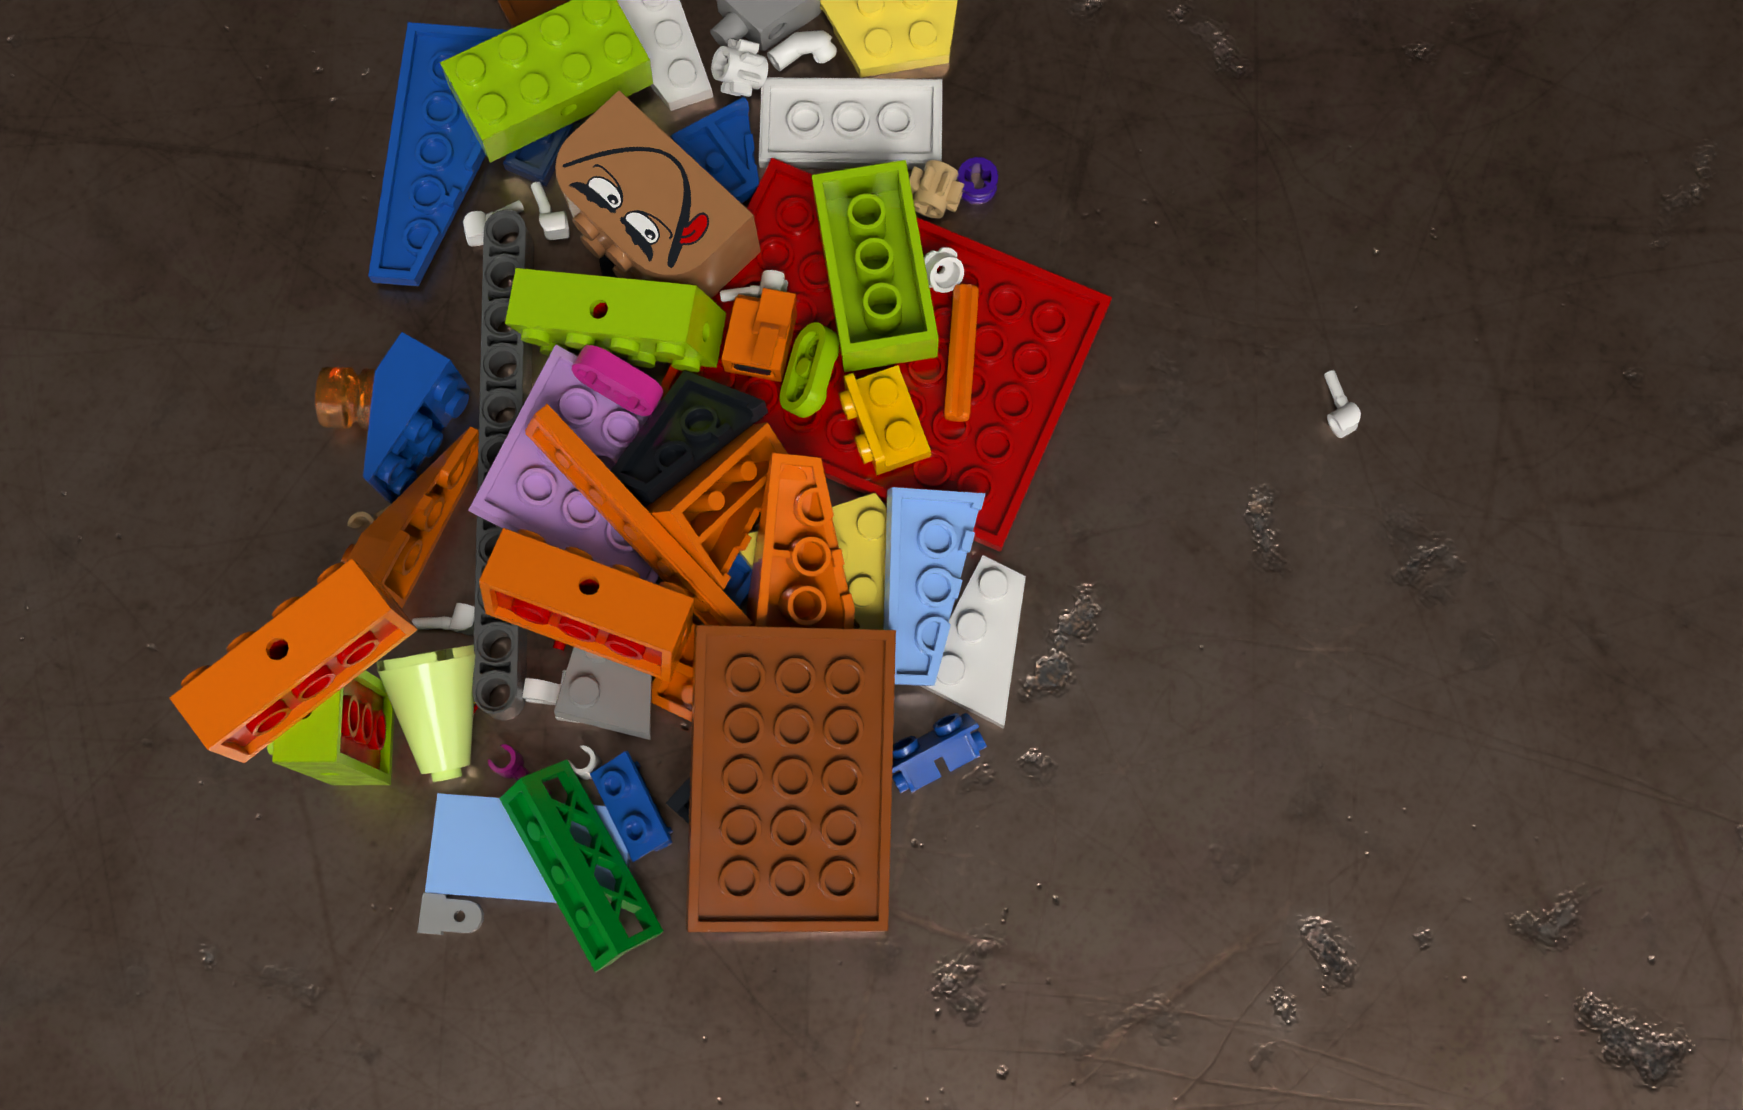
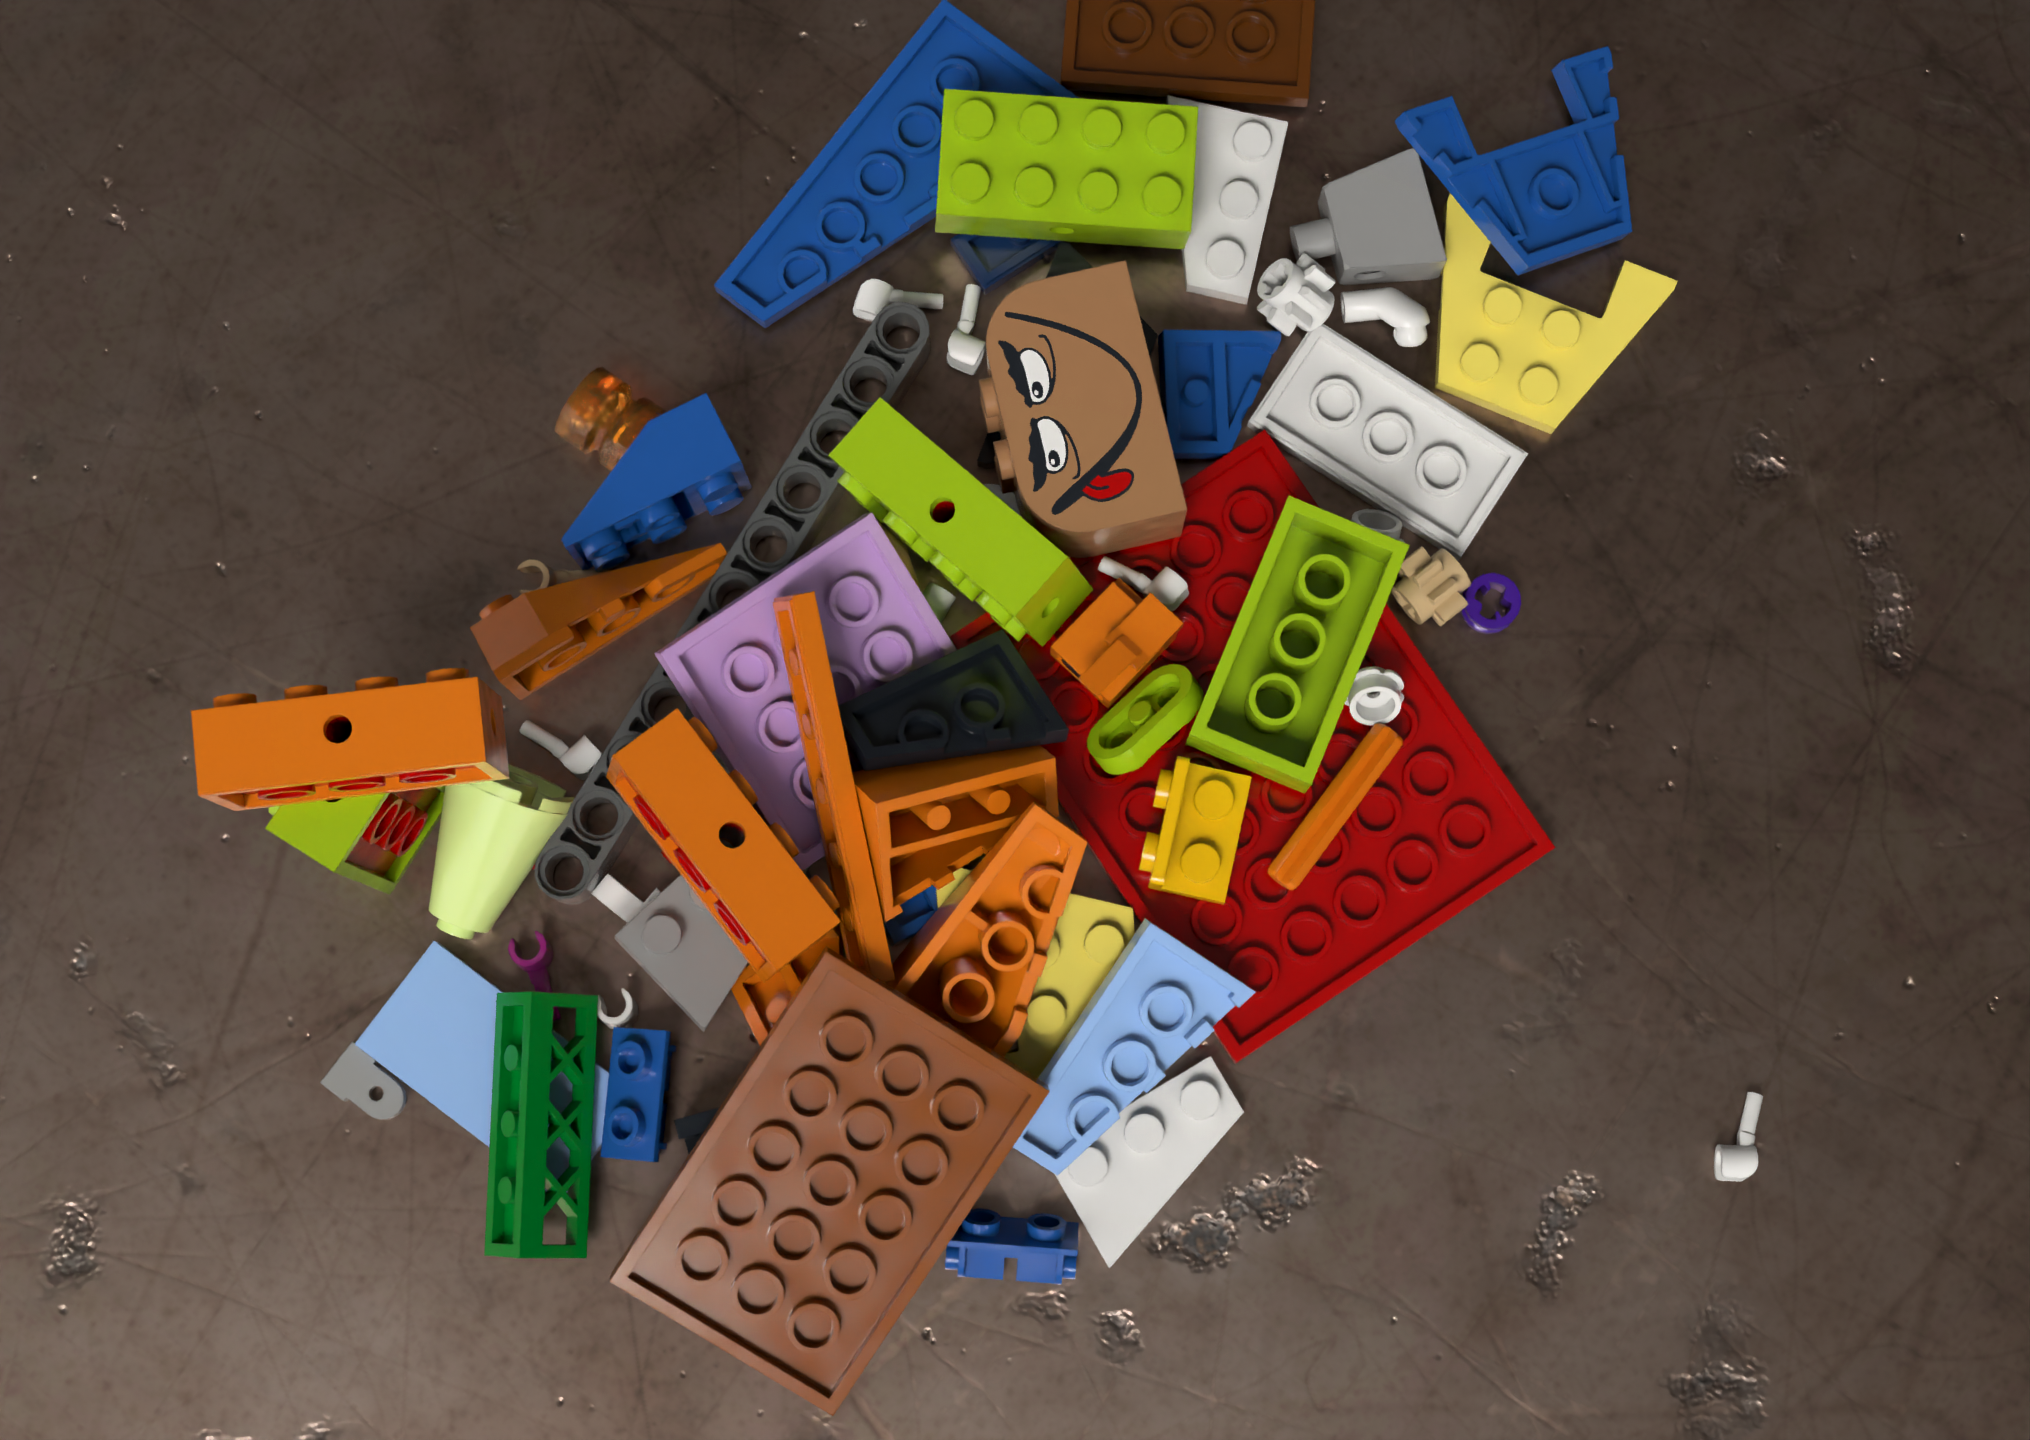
camera: 30 degrees right, 5 degrees up
(617, 380) = (915, 600): dark pink beam -> none

